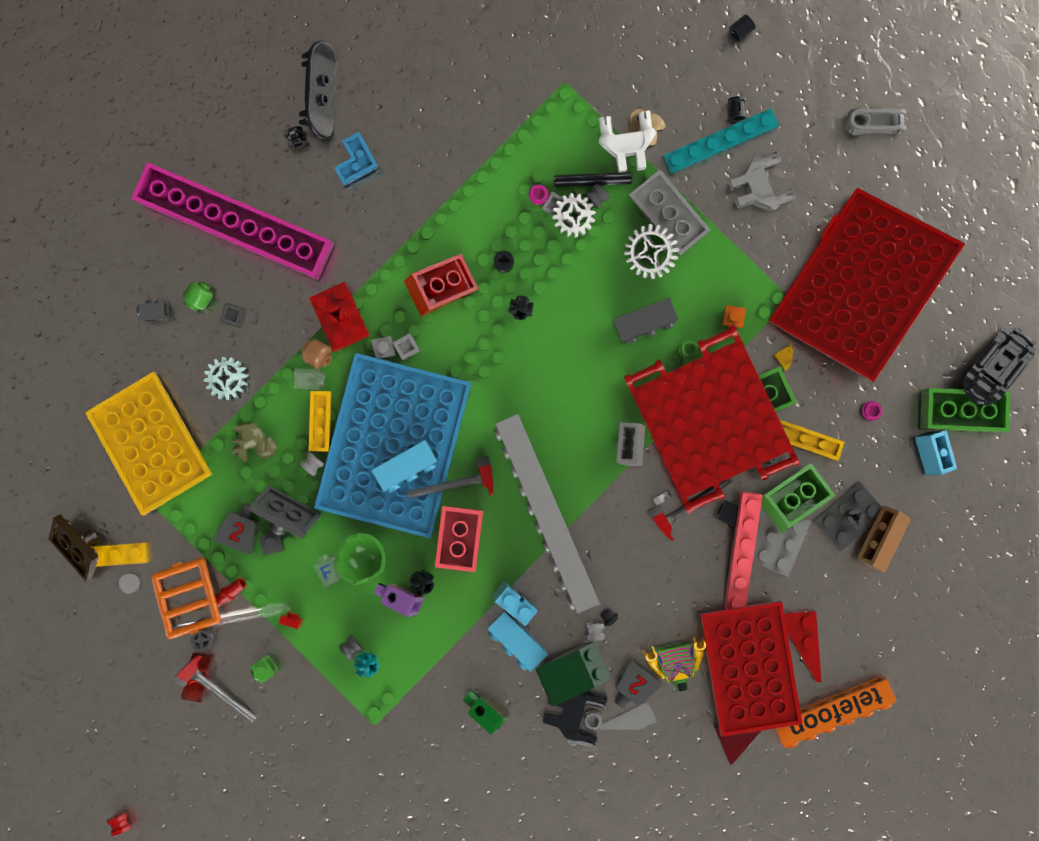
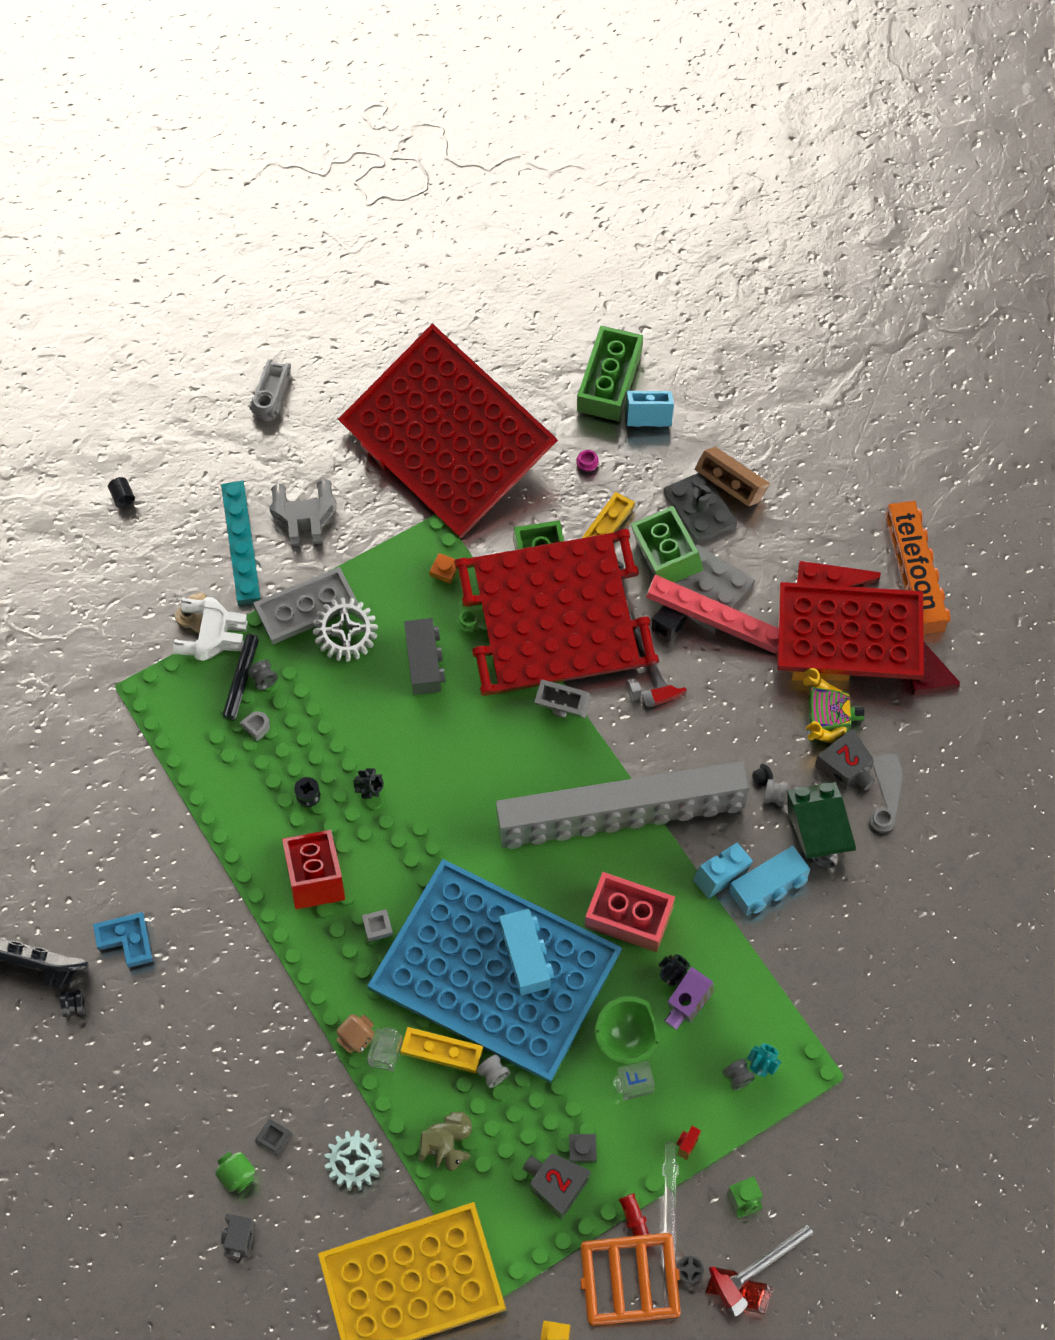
camera: 85 degrees left, 25 degrees down
(232, 221) = (152, 1103): dark pink brick -> none
(284, 513) = (549, 1115): dark grey plate -> none
(339, 317) = (315, 999): red plate -> none
(383, 347) = (370, 954): light grey plate -> none
(483, 477) = (561, 873): dark grey piece -> none
(493, 716) = (857, 925): green torso -> none
(538, 194) = (239, 738): dark pink plate -> none
(571, 717) = (873, 840): black connector -> none
(574, 224) = (276, 703): white gear -> none
(737, 108) = (209, 516): black bush -> none
(784, 357) = (502, 531): yellow tile -> none
(999, 367) = (571, 331): black piece -> none

